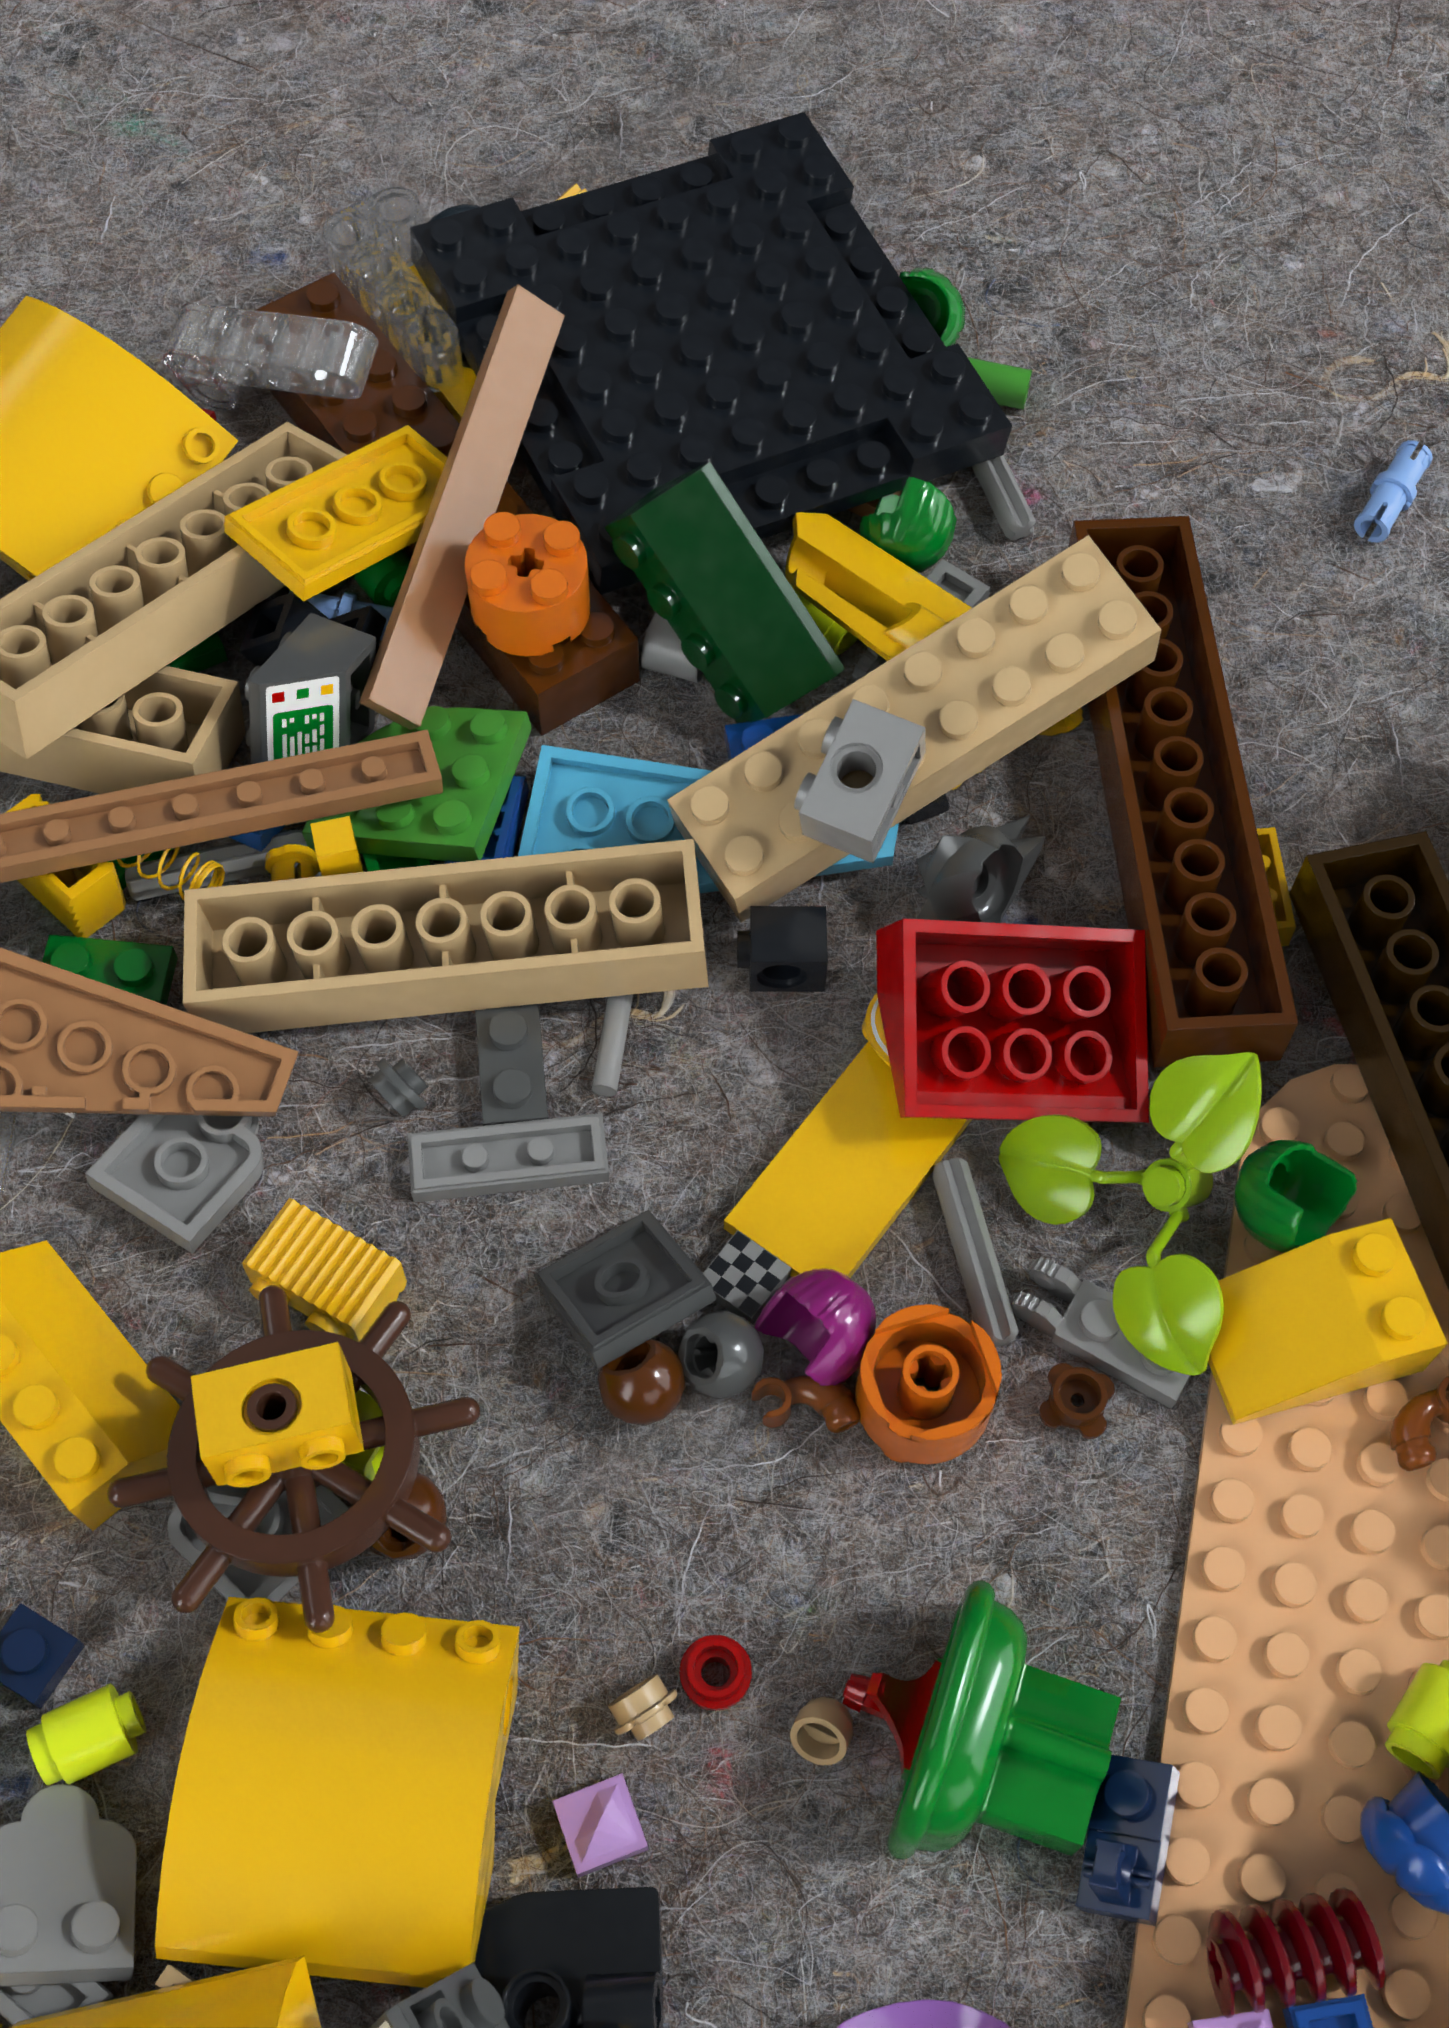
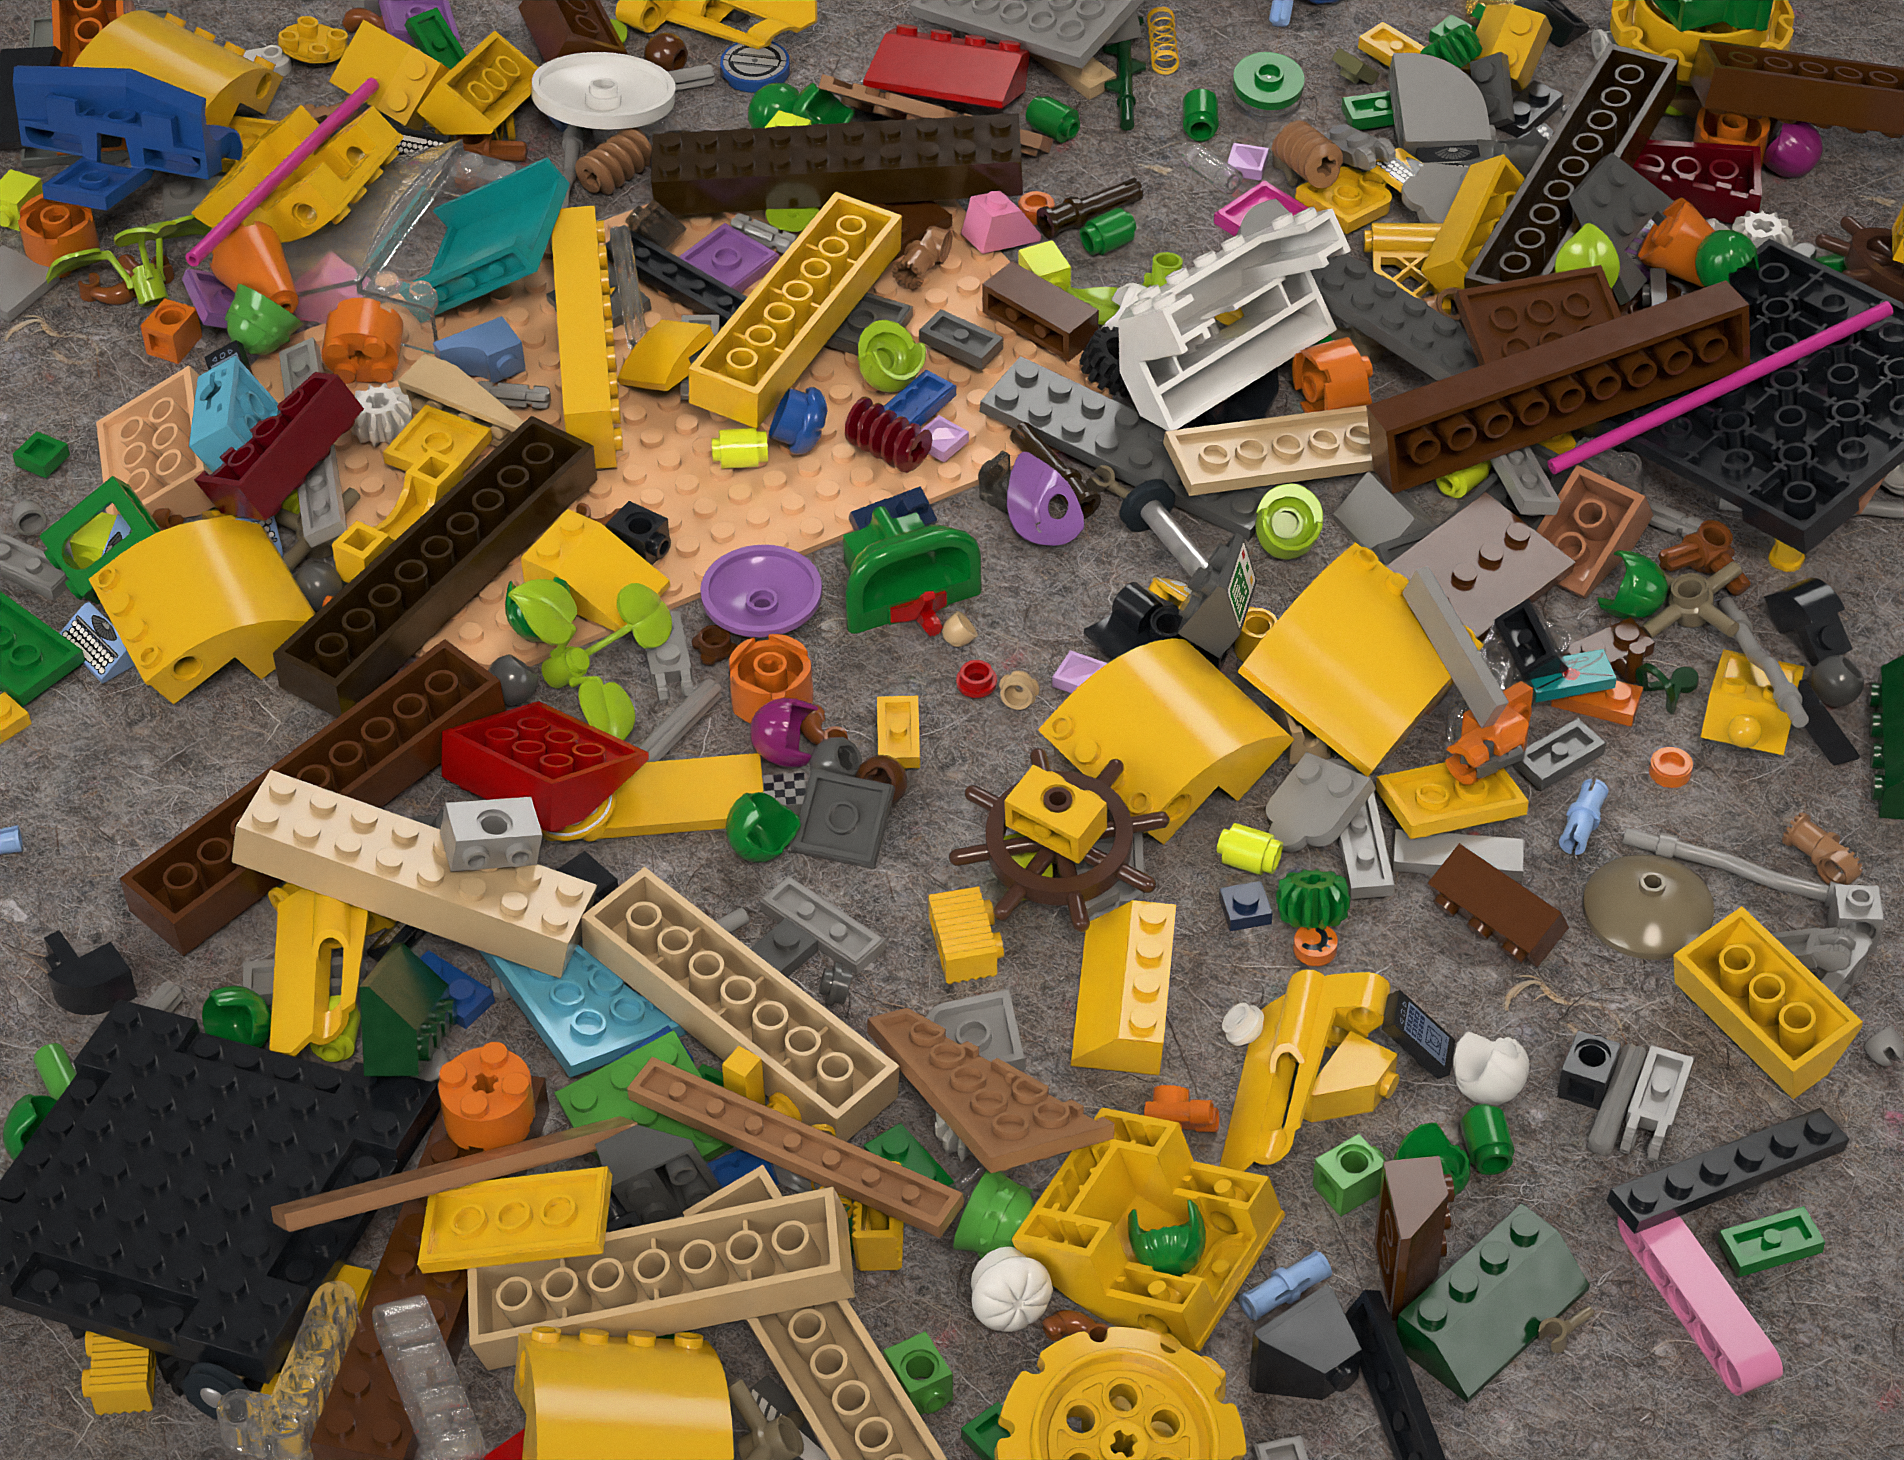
camera: 130 degrees left, 15 degrees down
(694, 1178) = (760, 827): none -> green hair
(712, 1485) = (899, 729): none -> yellow plate
(1100, 455) = (87, 982): none -> black brick
(1131, 1468) = (761, 590): none -> medium lavender dish
(1369, 1415) = (642, 531): none -> black brick

